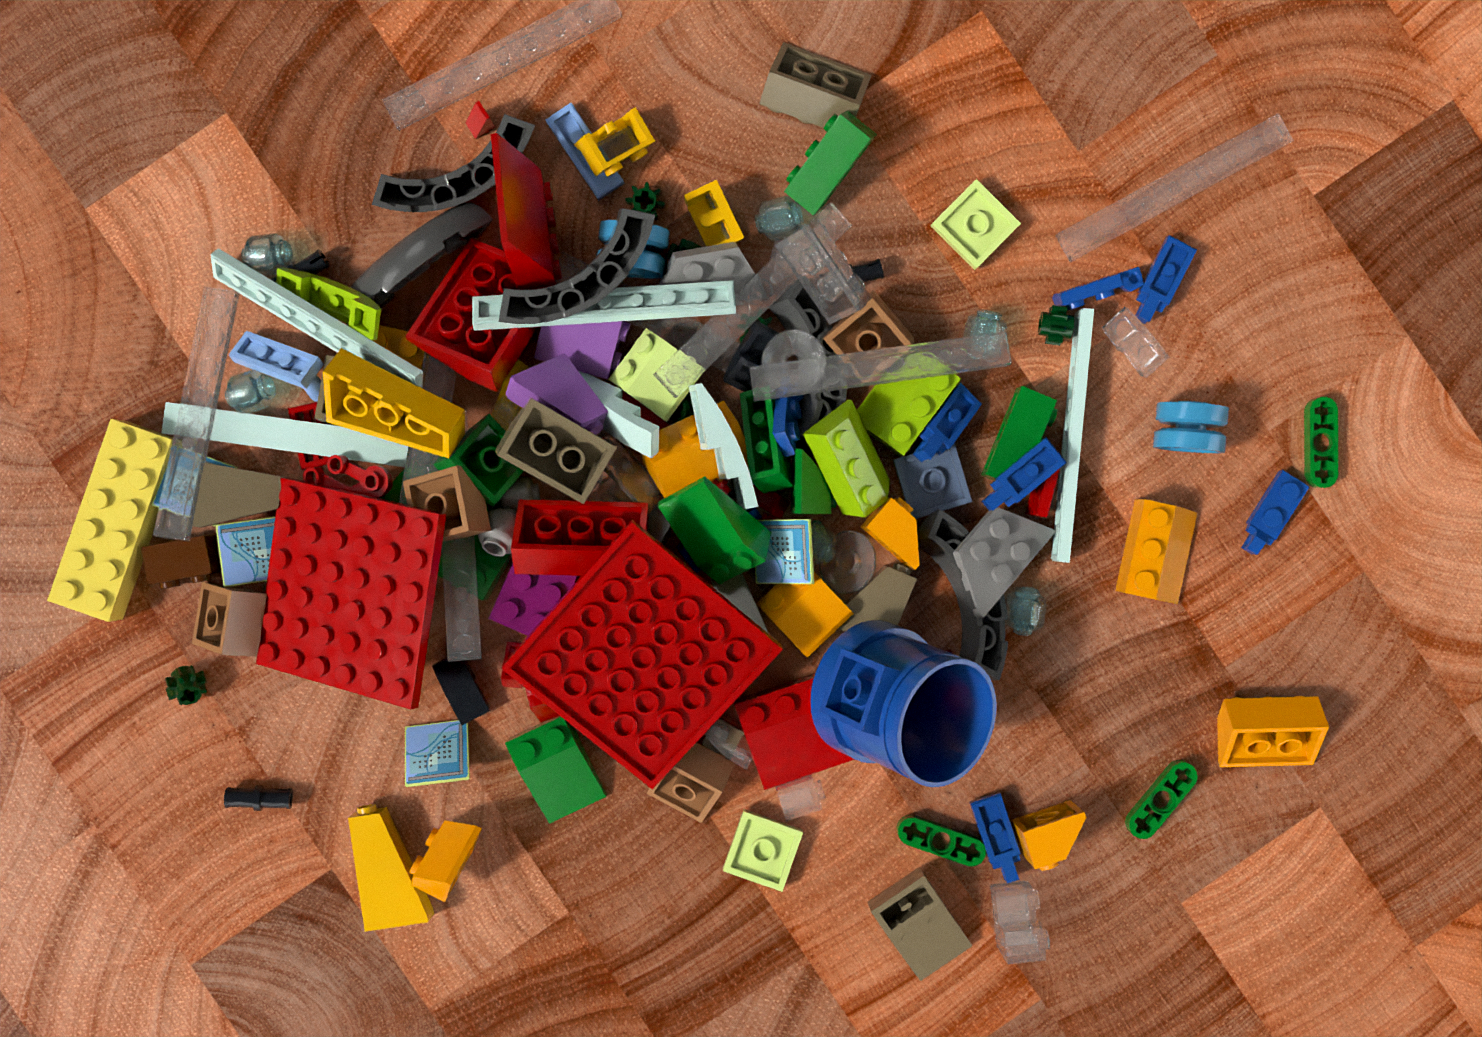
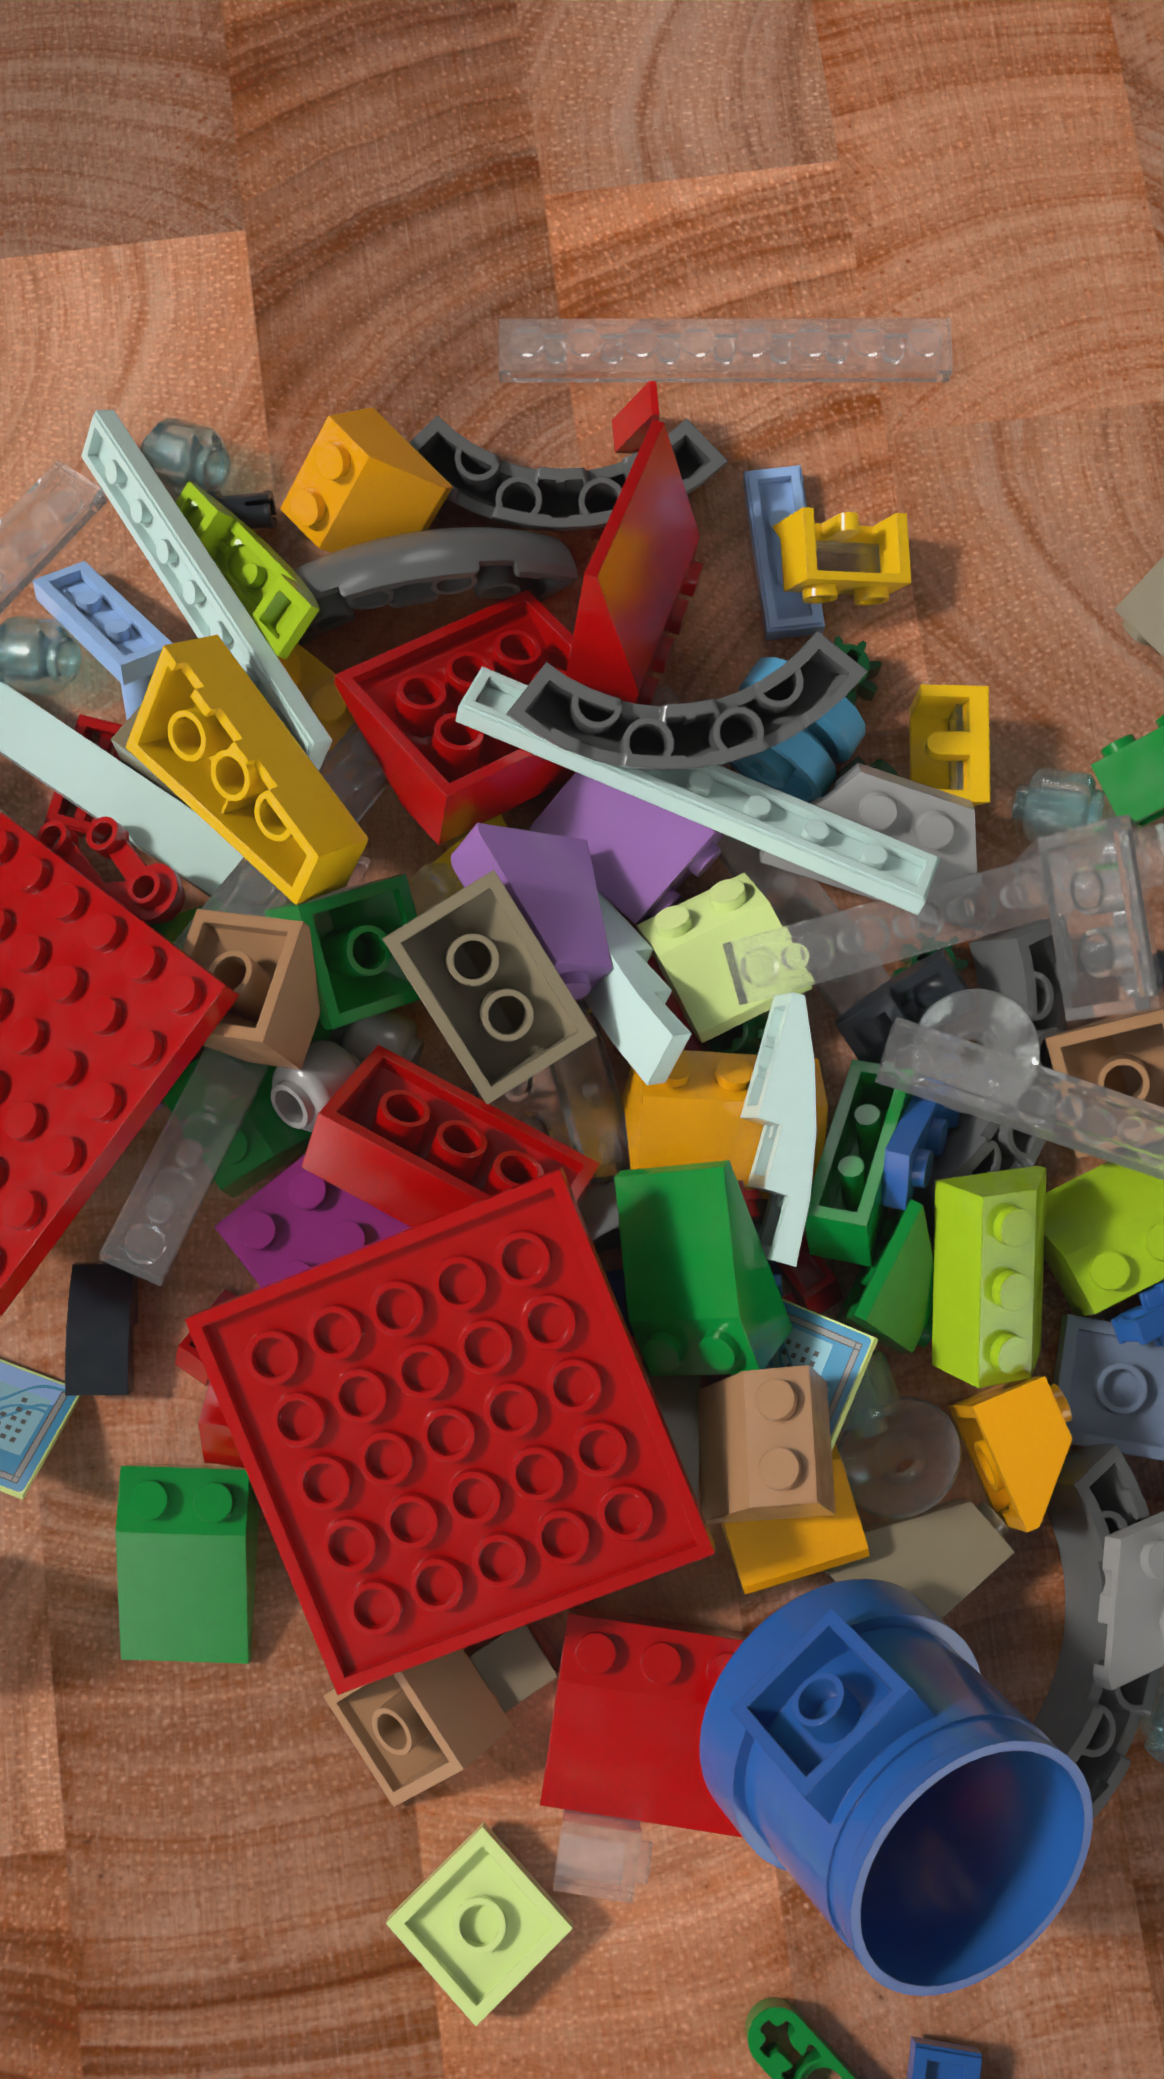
camera: 25 degrees right, 10 degrees down
(364, 228) = (363, 484): none -> light orange slope
(717, 736) = (508, 1656): clear slope -> none
(784, 591) = (766, 1446): none -> medium nougat slope

